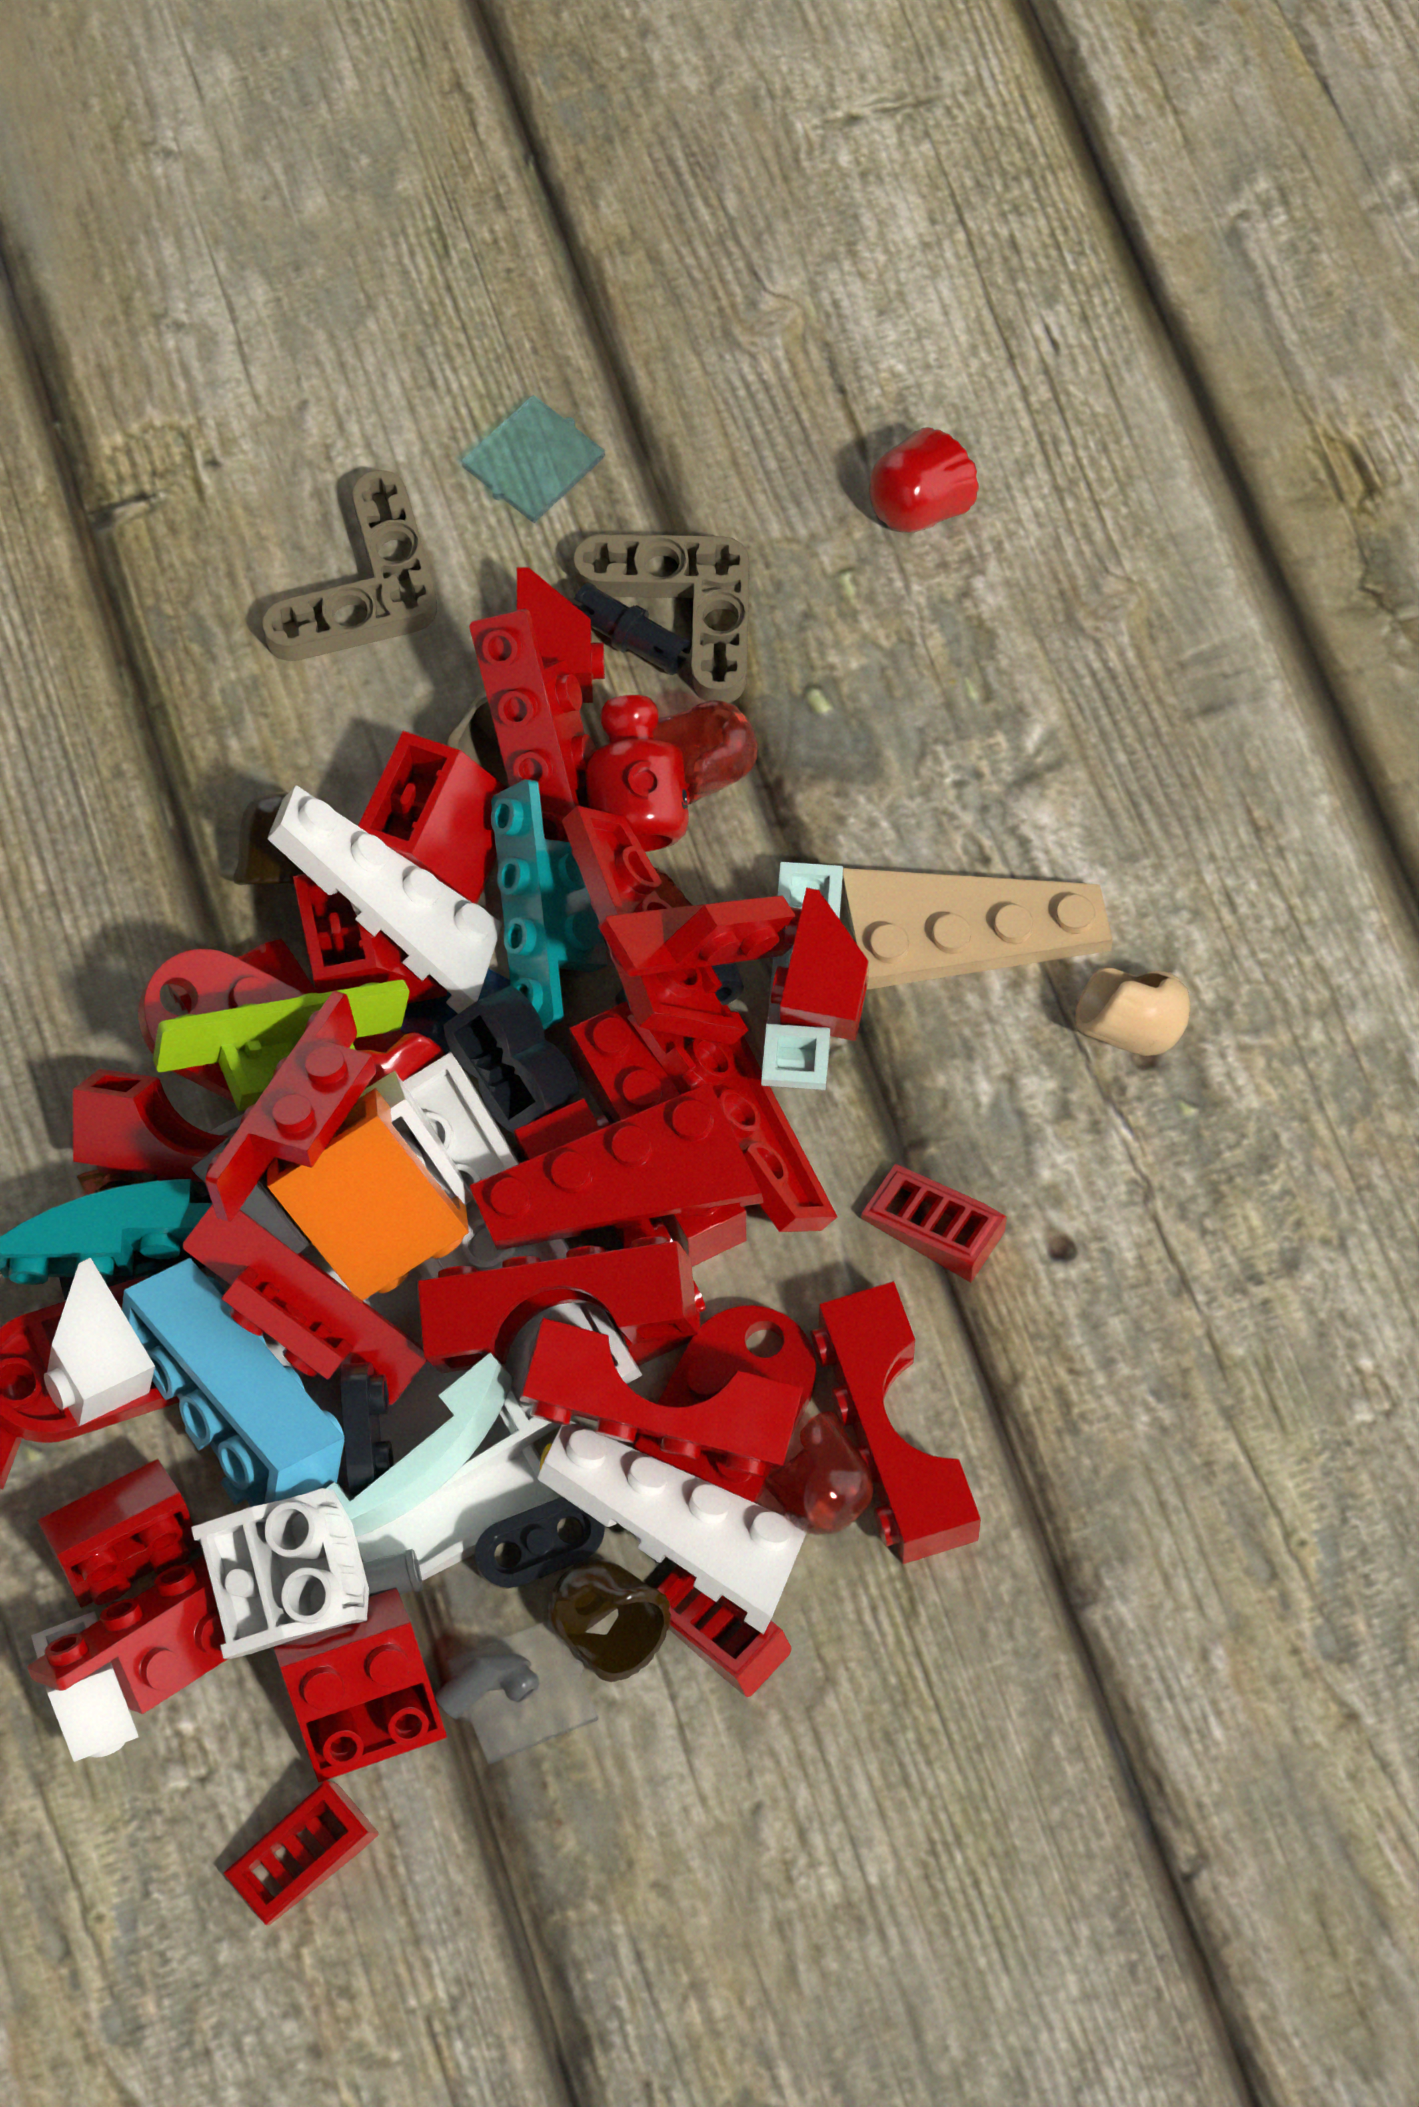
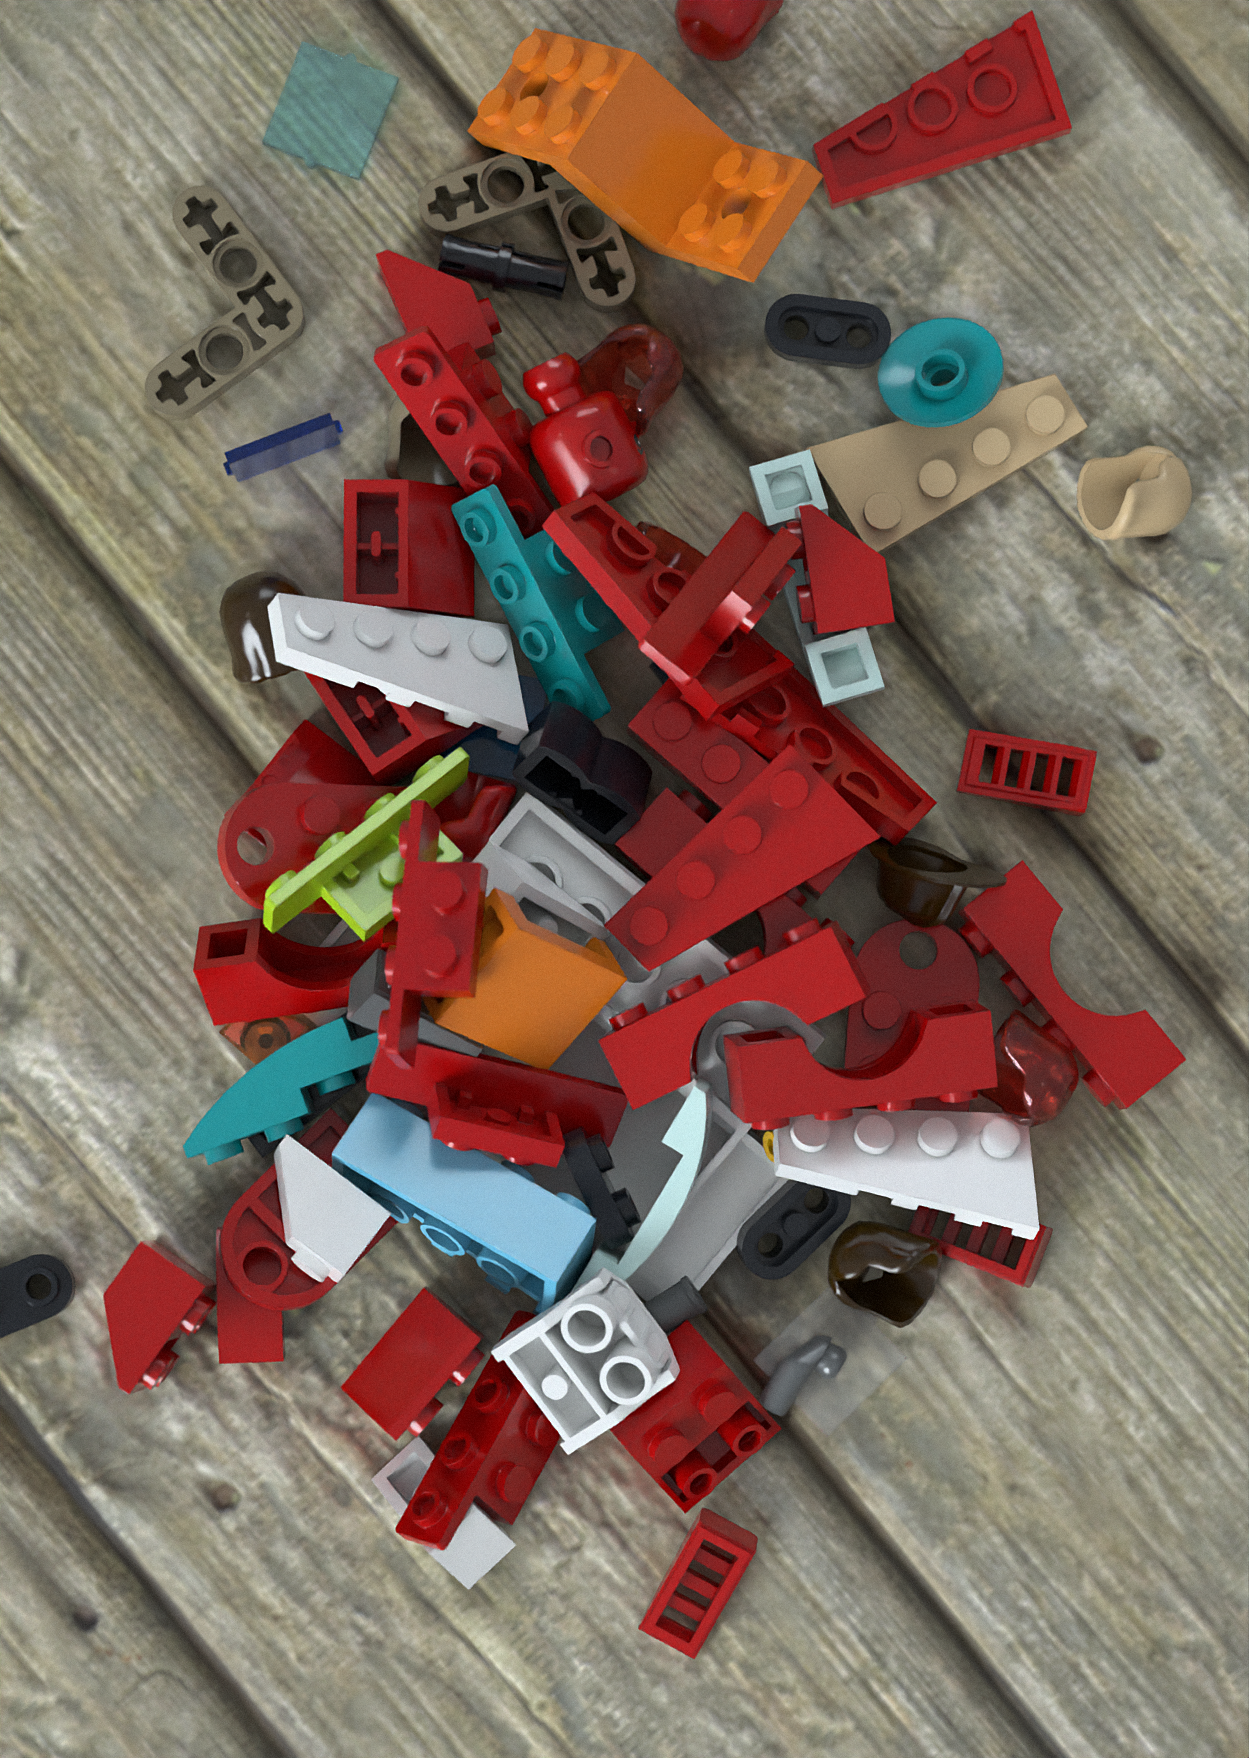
camera: 25 degrees left, 20 degrees up
(363, 697) = (283, 447): none -> clear blue piece
(790, 1276) = (925, 880): none -> dark brown piece
(791, 561) = (644, 153): none -> orange bracket
(905, 778) = (827, 326): none -> black plate
(991, 843) = (939, 353): none -> teal dish
(1105, 644) = (968, 112): none -> red wing

